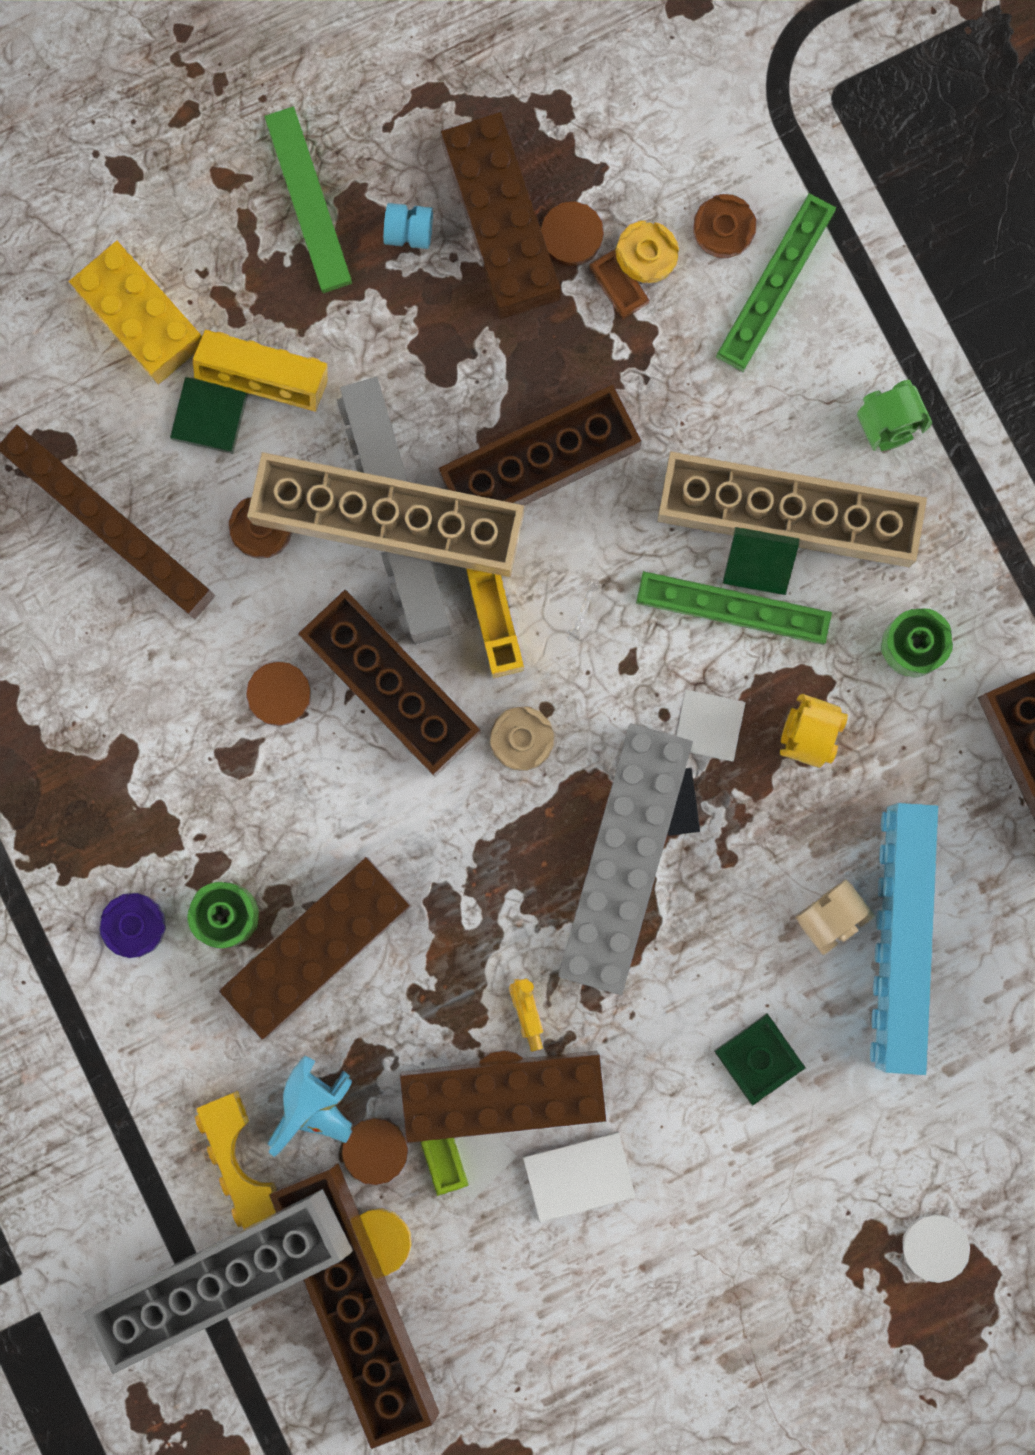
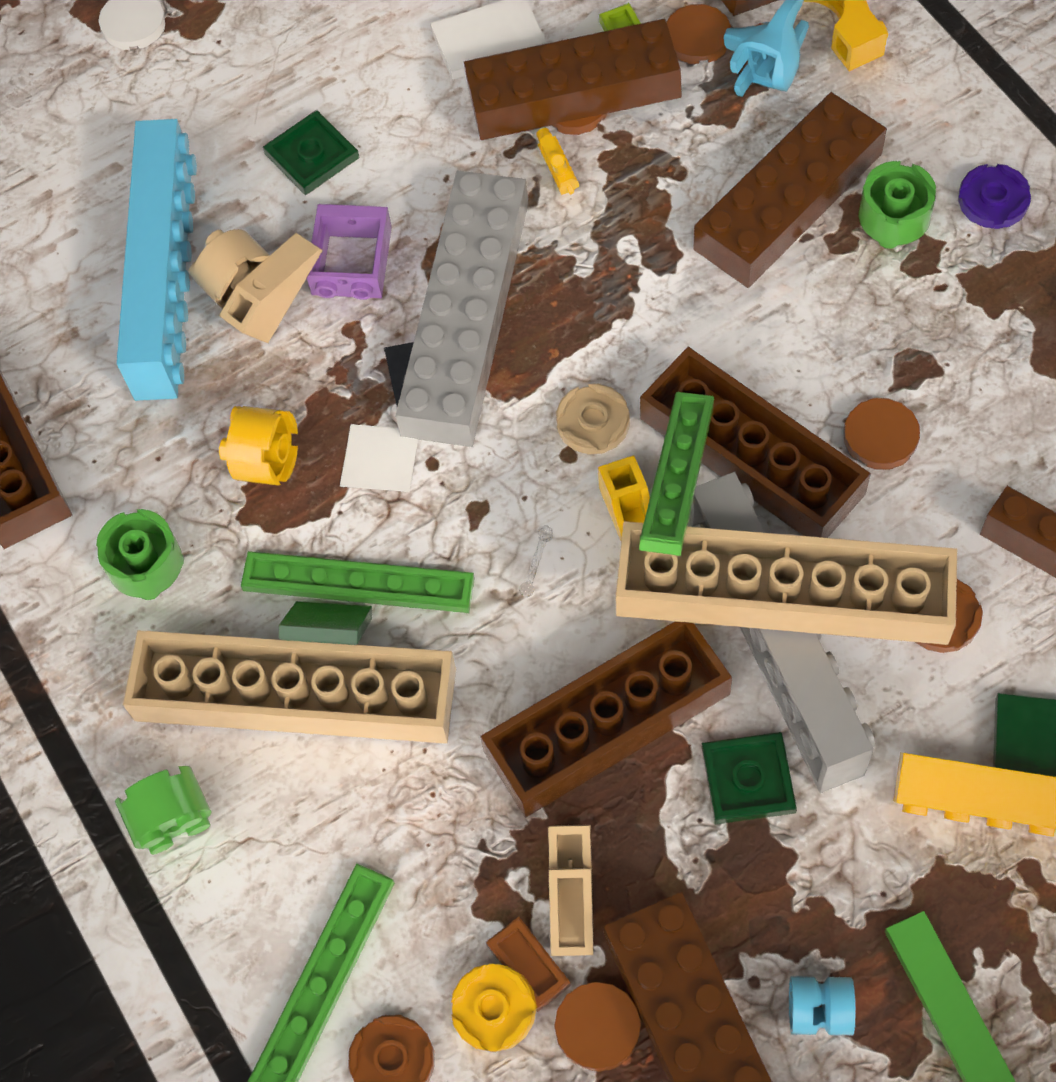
camera: 175 degrees right, 20 degrees down
(435, 408) = (748, 778): none -> dark green tile
(459, 623) = (677, 474): none -> bright green tile
(581, 333) = (570, 890): none -> tan slope
(746, 897) = (357, 223): none -> medium lavender window
(799, 888) = (269, 290): none -> tan slope

